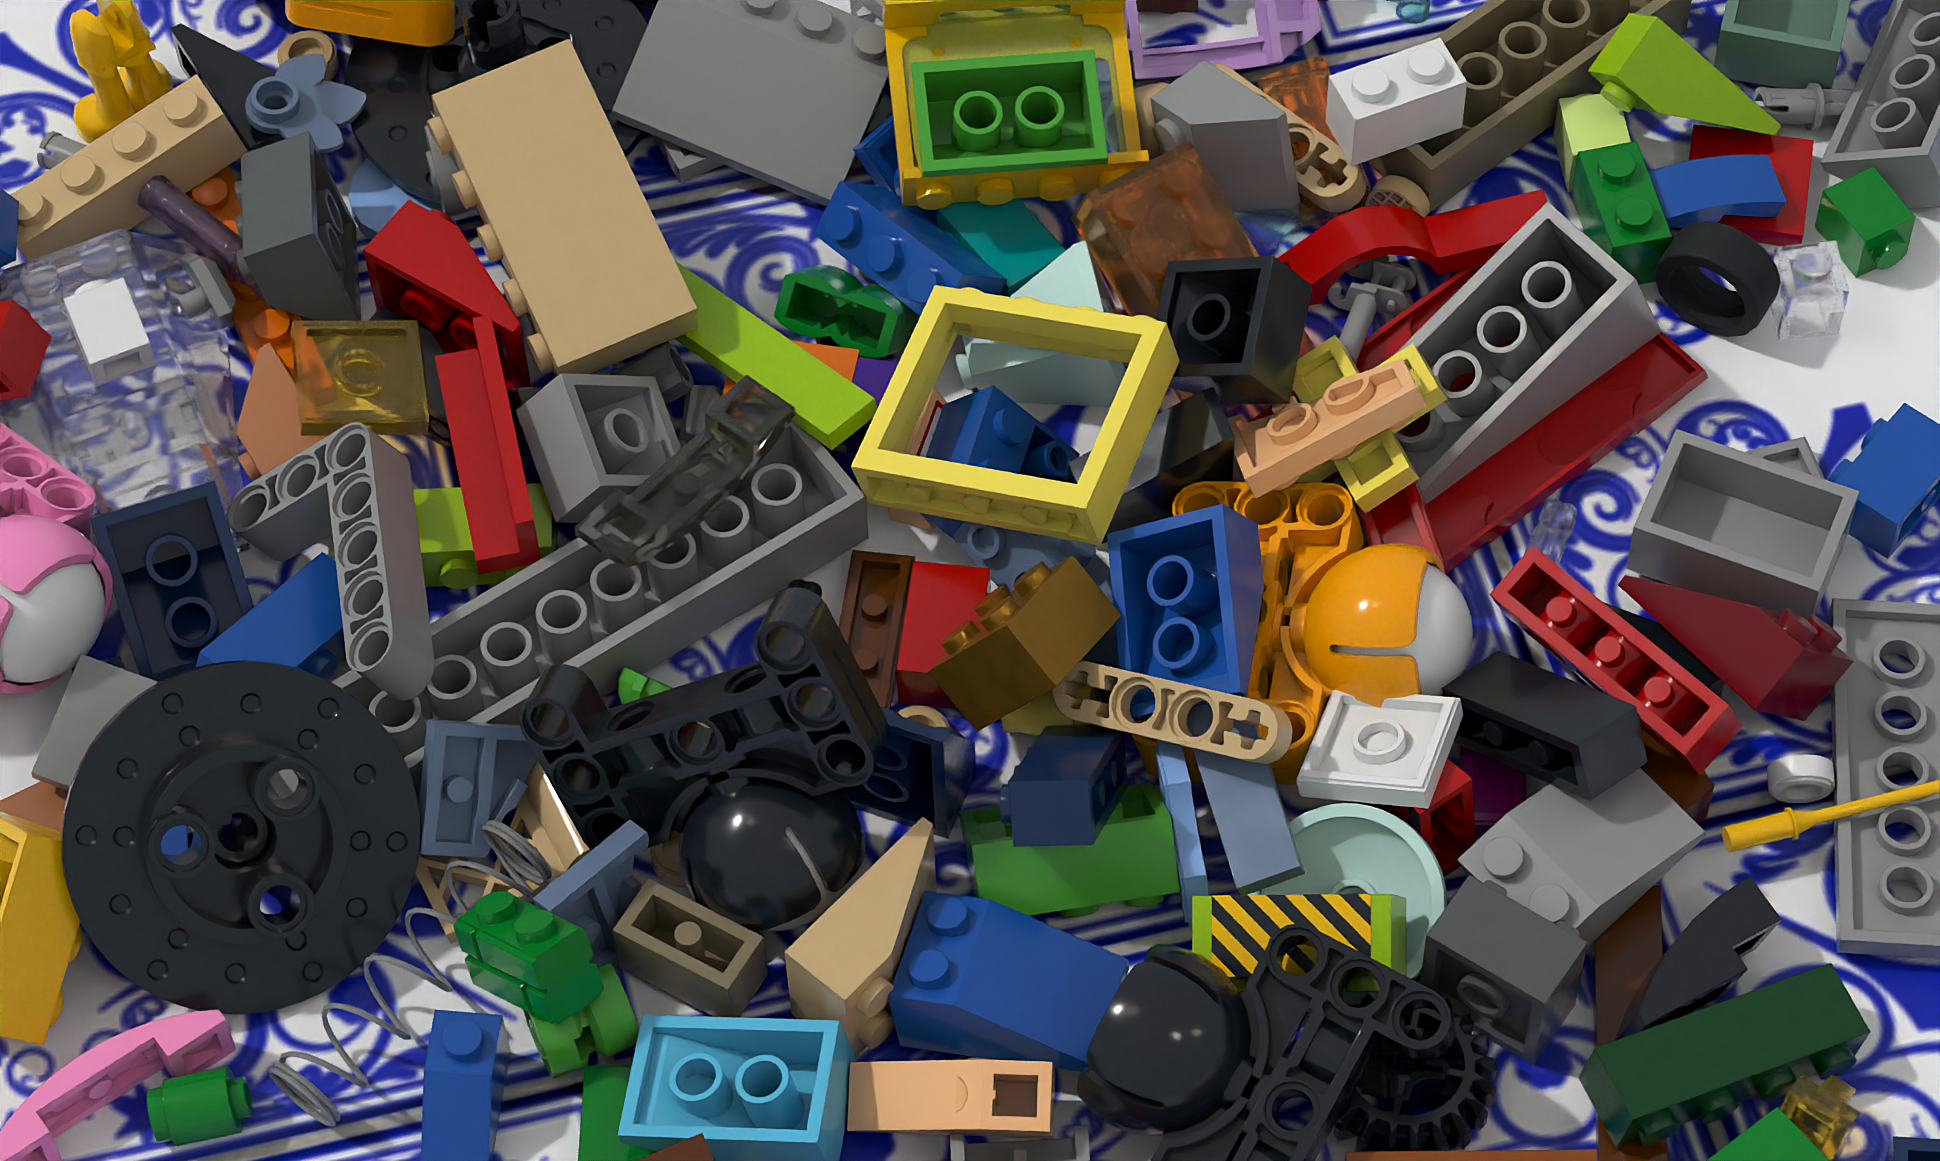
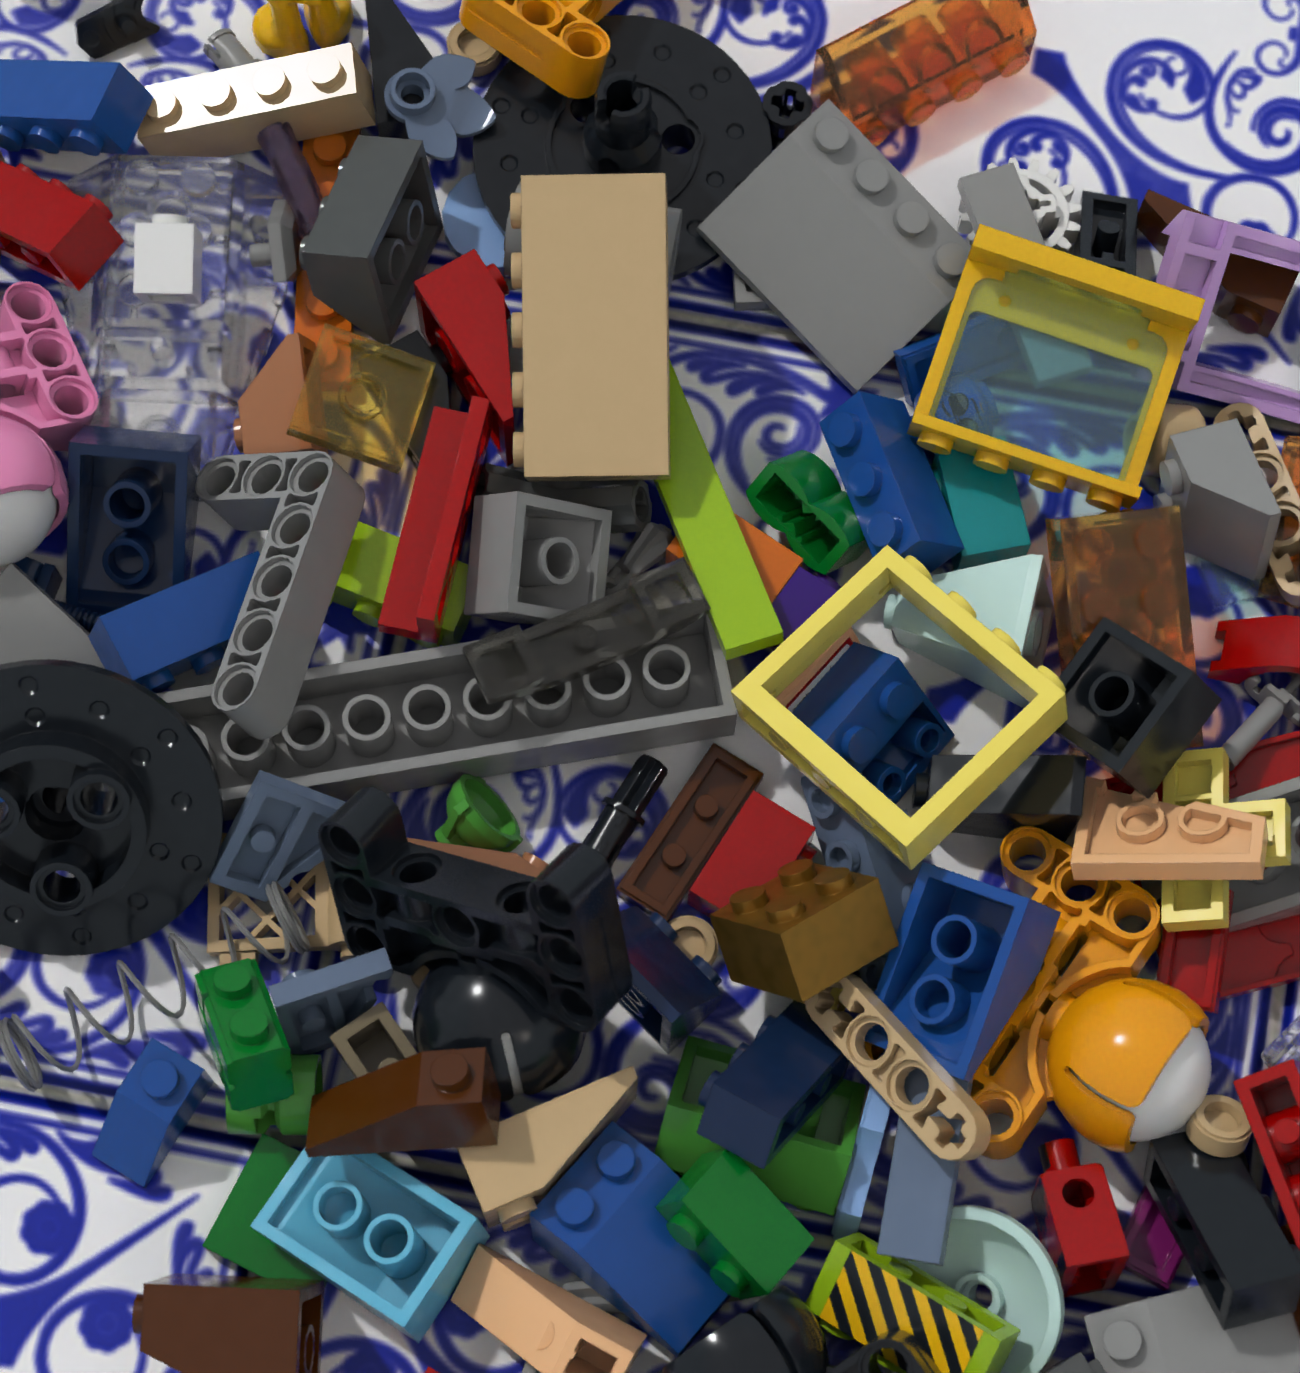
camera: 20 degrees right, 15 degrees up
(728, 933) = (410, 1105): none -> reddish brown slope
(1006, 113) = (1029, 405): bright green slope -> none
(1087, 919) = (734, 1224): none -> green brick
(1381, 752) = (1065, 1182): white tile -> none
(1499, 646) = (1219, 1127): none -> tan tile

